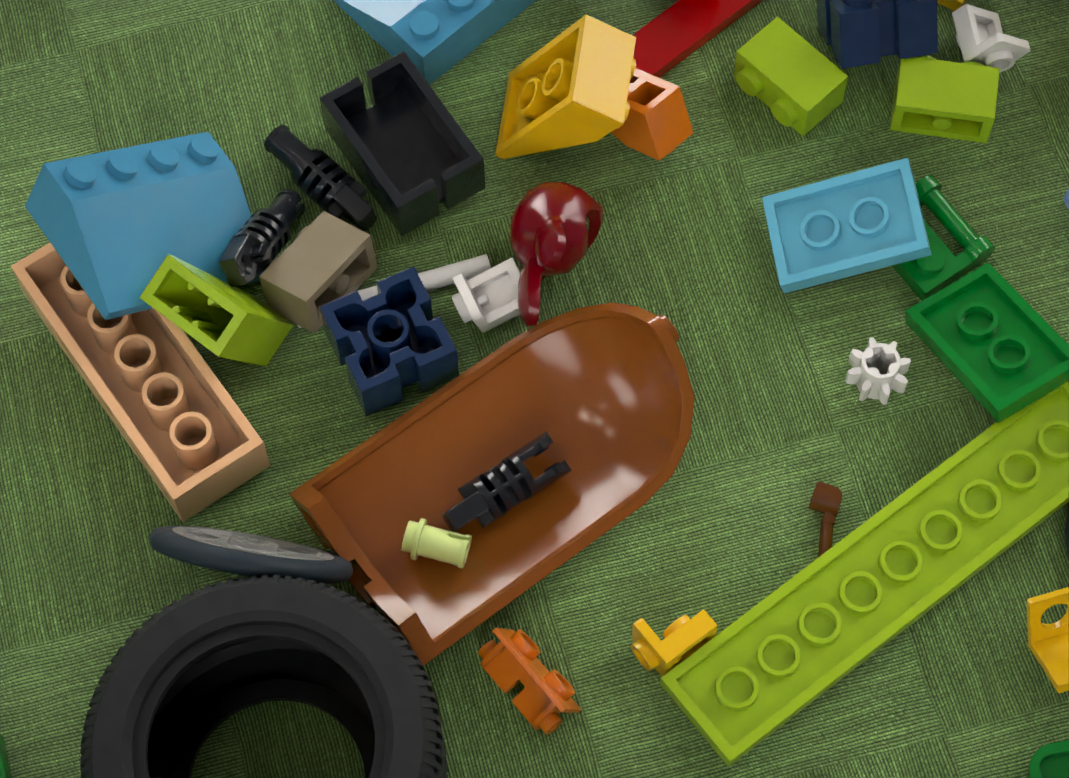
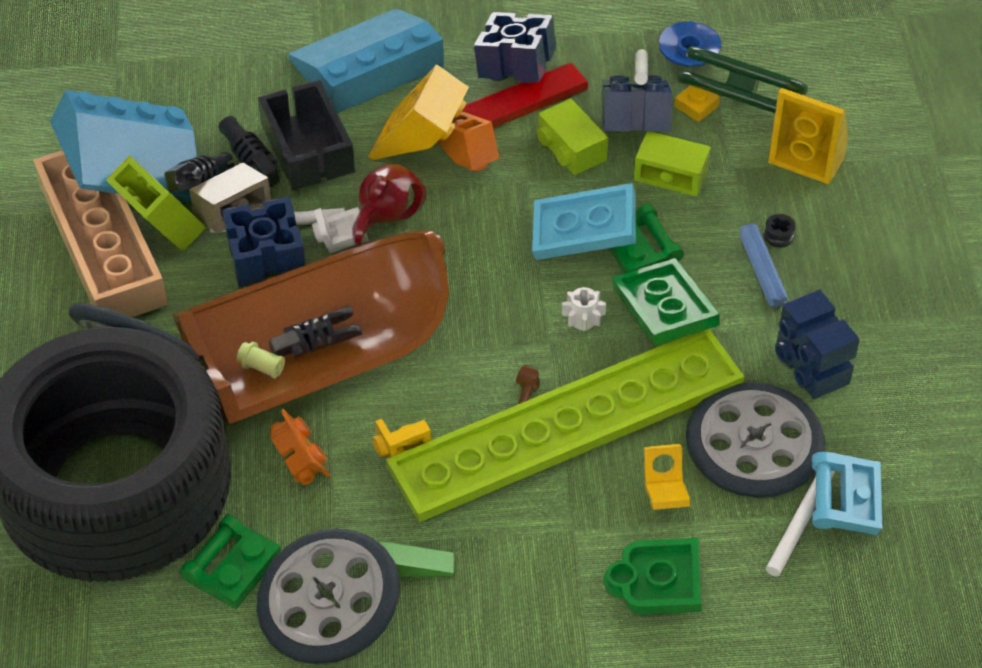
camera: 10 degrees right, 15 degrees down
(983, 40) = (710, 132): white bracket -> none

